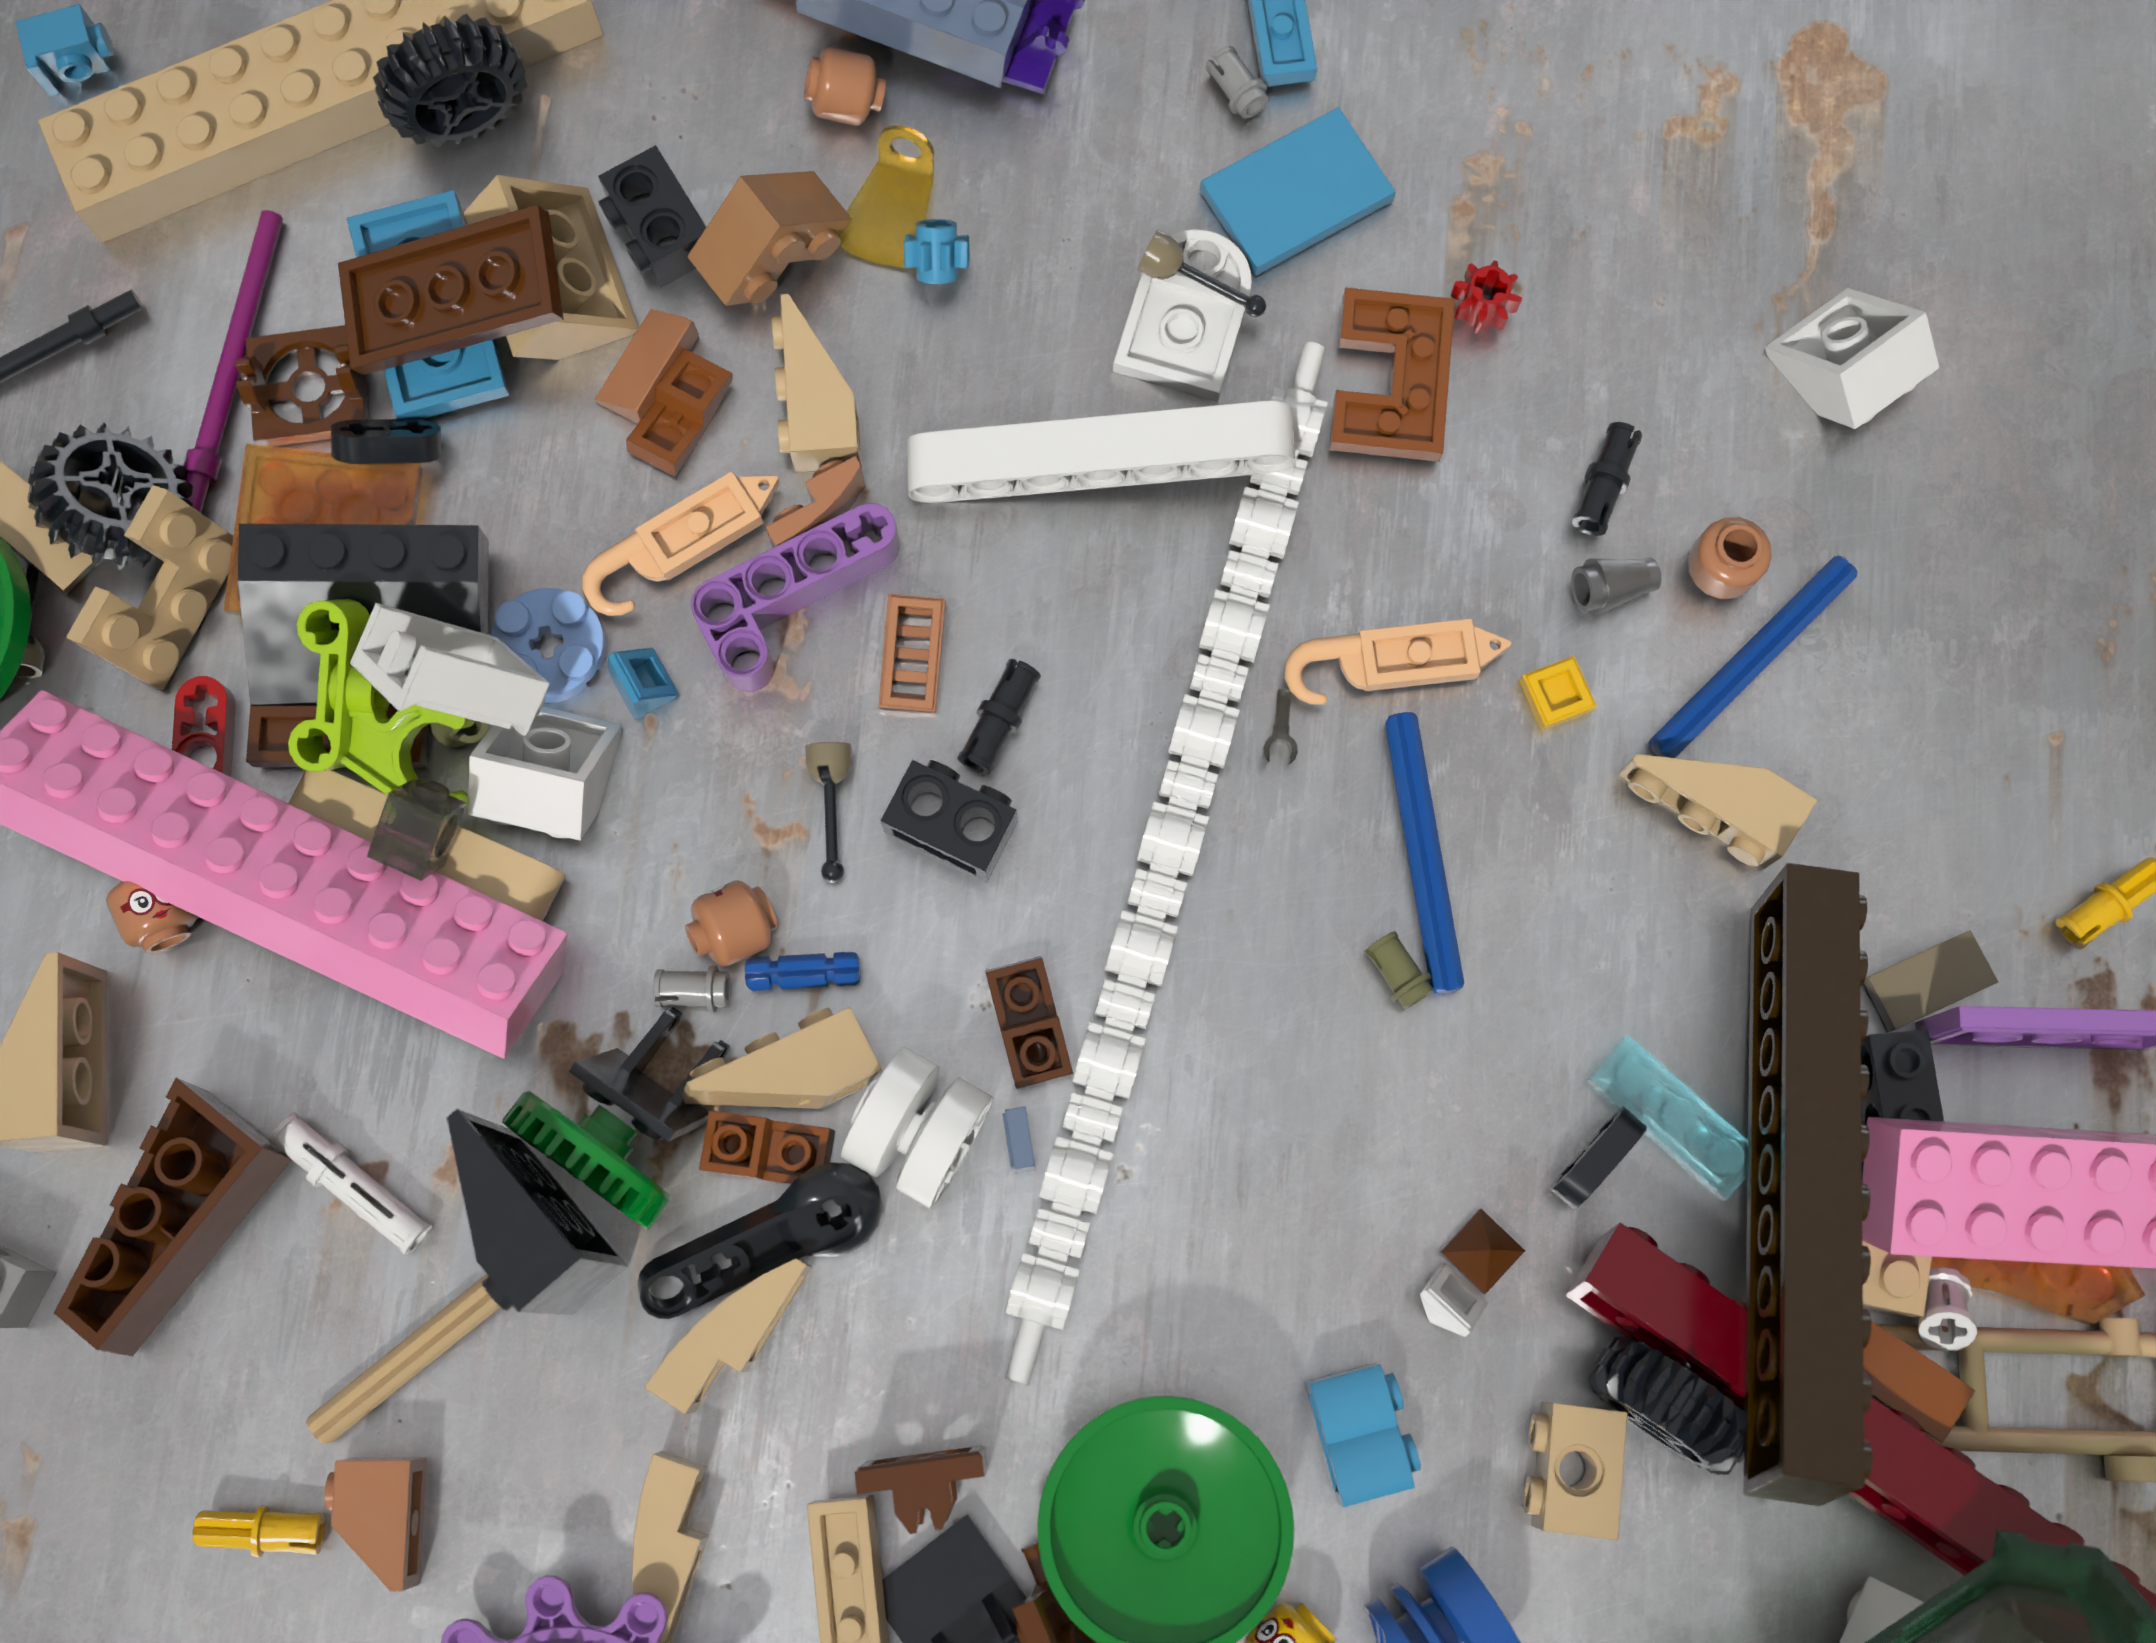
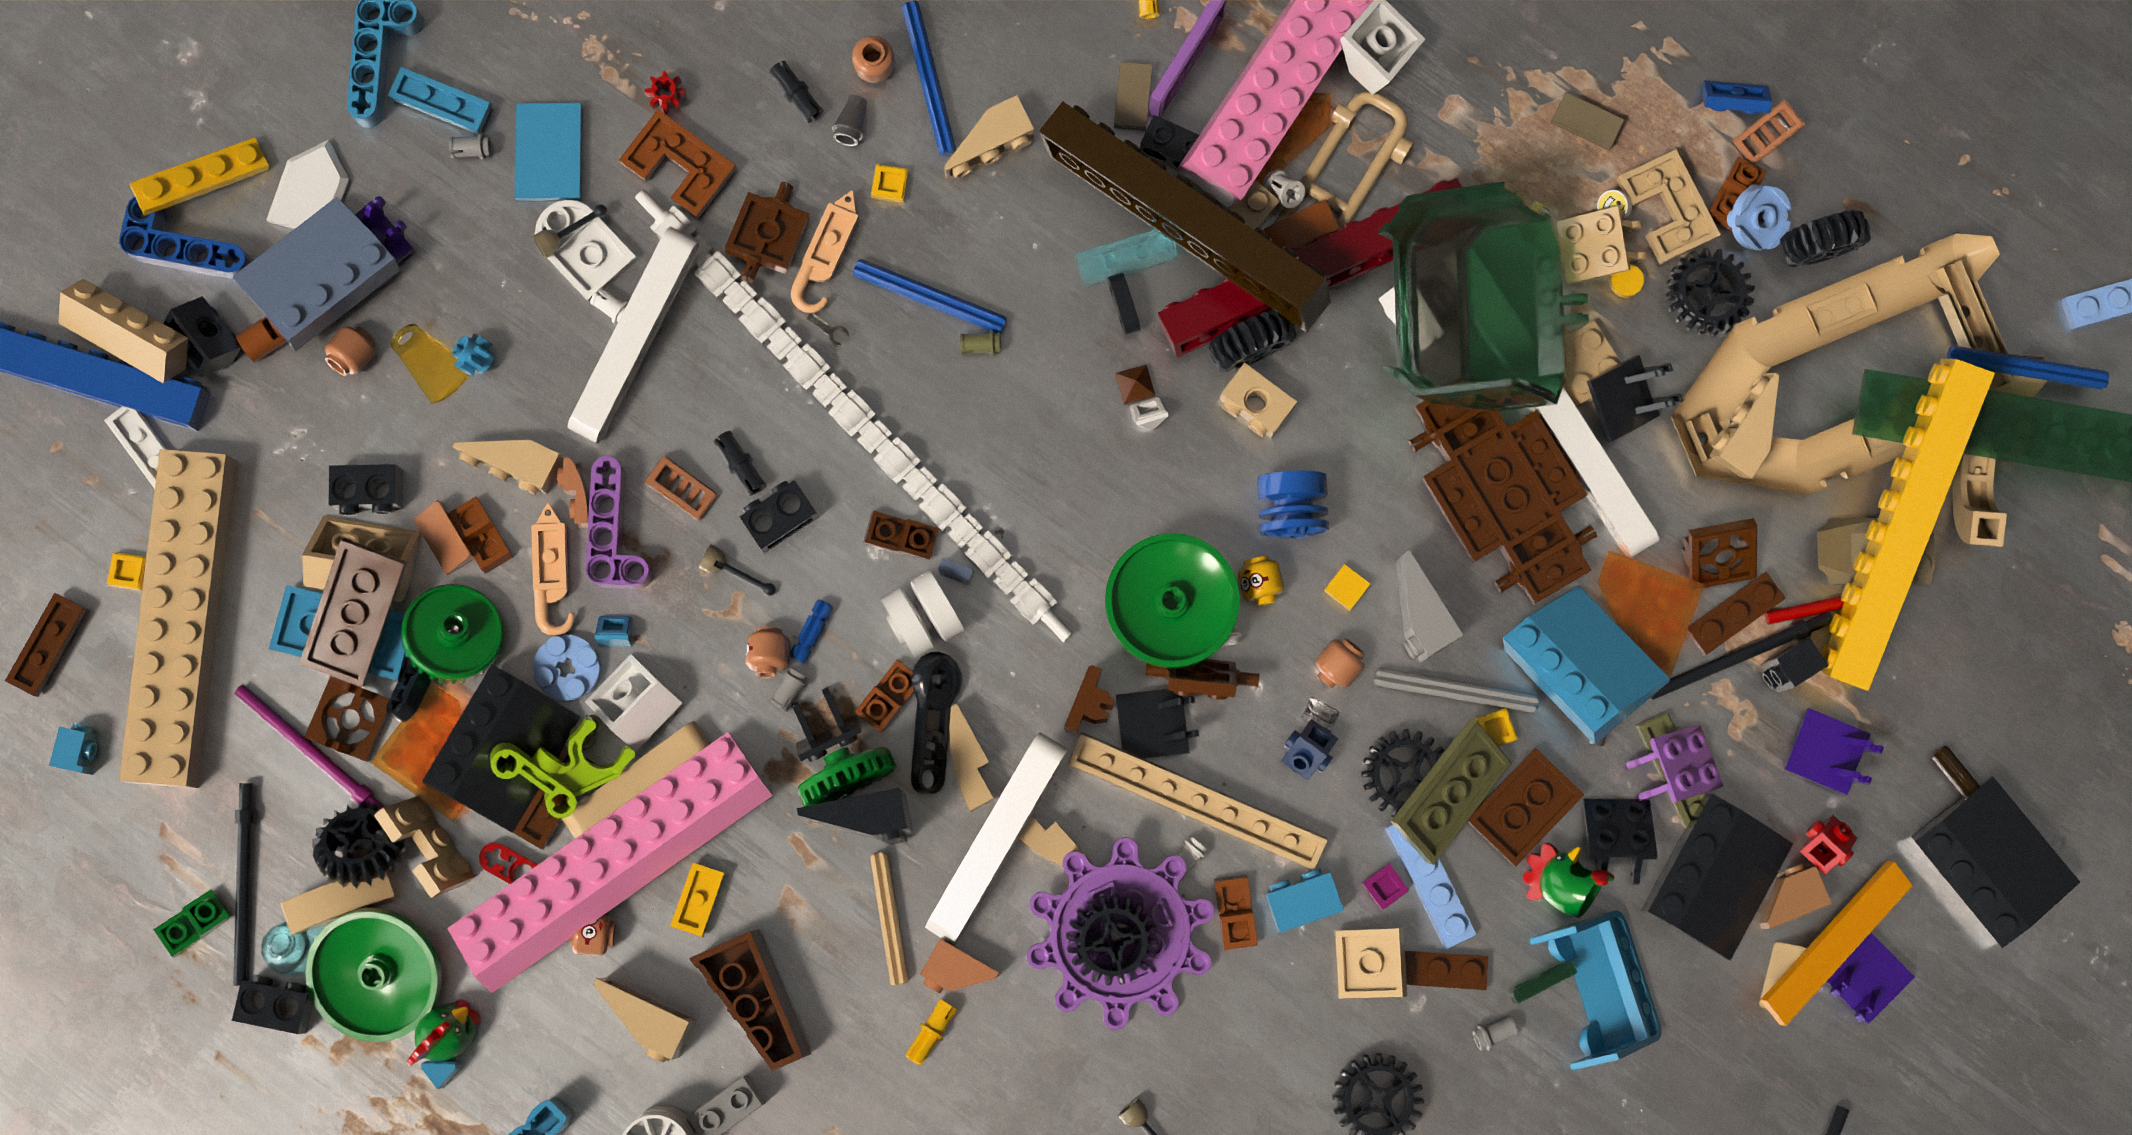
camera: 60 degrees left, 5 degrees up
(289, 1038) = (697, 899): none -> yellow plate
(297, 1138) = (787, 906): white pin -> none
(417, 828) = (634, 773): clear smoke brick -> none
(448, 670) = (563, 715): white window -> none
(450, 80) = (229, 552): black gear -> none
(497, 490) = (447, 654): none -> green wheel
(622, 1461) = (997, 838): none -> white beam
(763, 229) = (412, 435): medium nougat brick -> none
(799, 1071) = (862, 655): tan slope -> none
(1124, 392) = (609, 304): none -> white pin
(1362, 1434) = (1184, 490): dark azure brick -> none
(1370, 556) = (767, 232): none -> reddish brown plate

